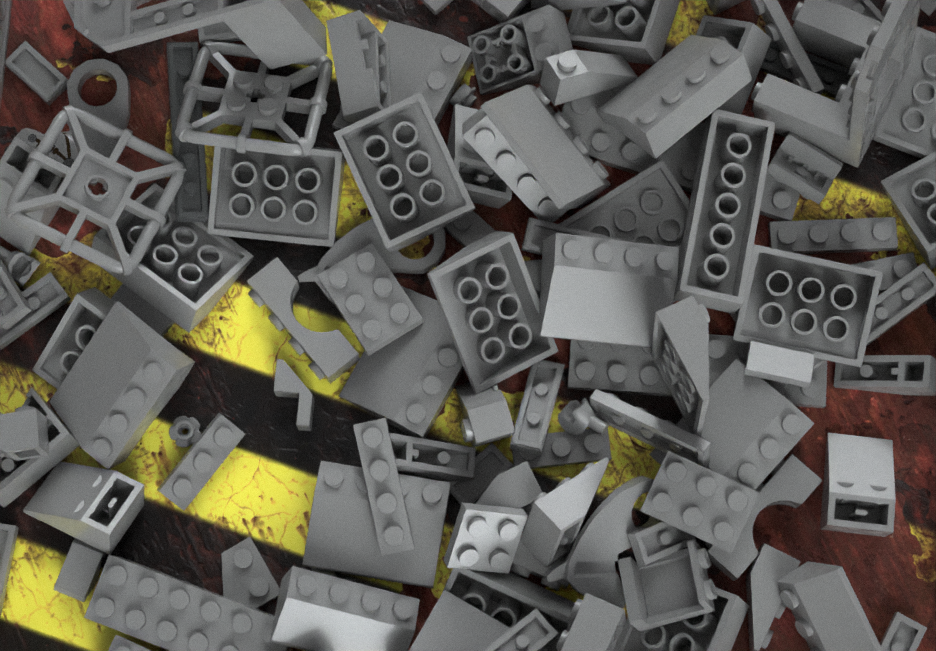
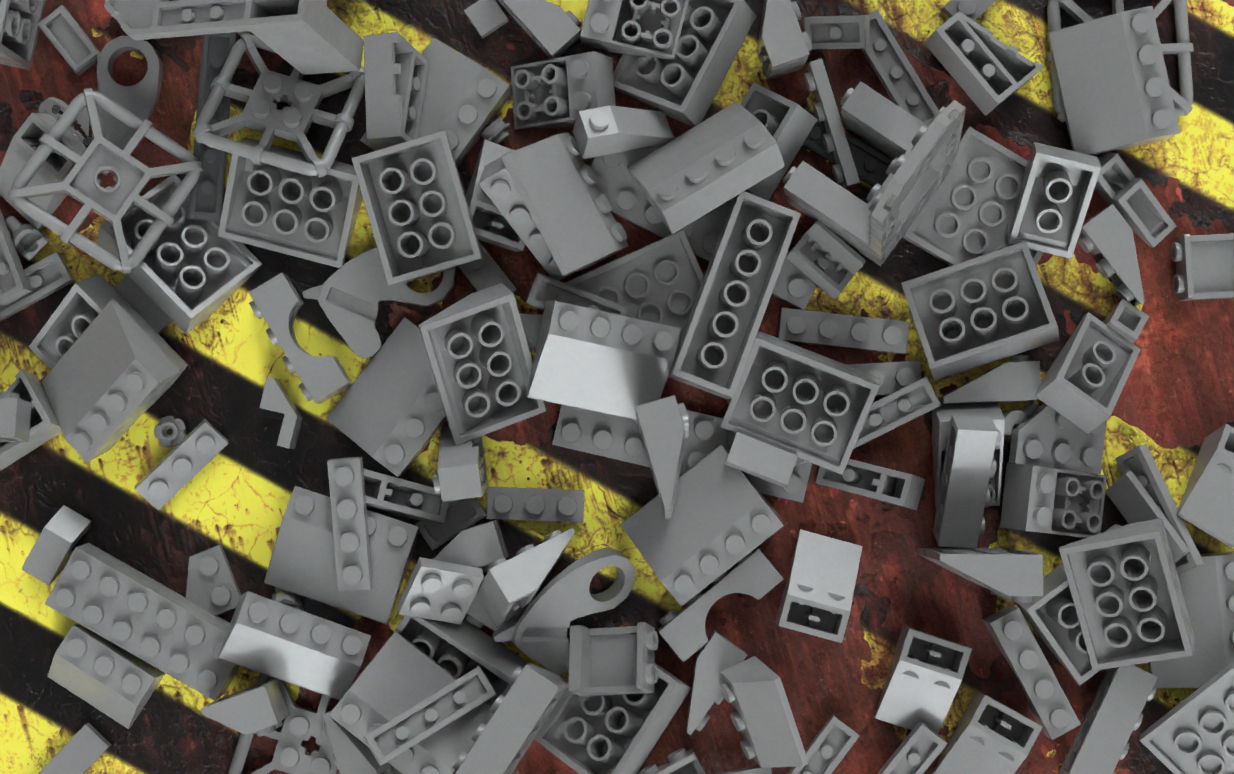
camera: 10 degrees right, 10 degrees up
(88, 503) = (63, 492): light grey slope -> none
(370, 299) = (368, 329): light grey plate -> none
(537, 407) = (517, 461): light grey tile -> none
(577, 417) = (558, 477): light grey piece -> none
(649, 428) = (614, 495): light grey plate -> none
(657, 542) = (616, 612): light grey plate -> none
(699, 501) = (657, 585): light grey plate -> none

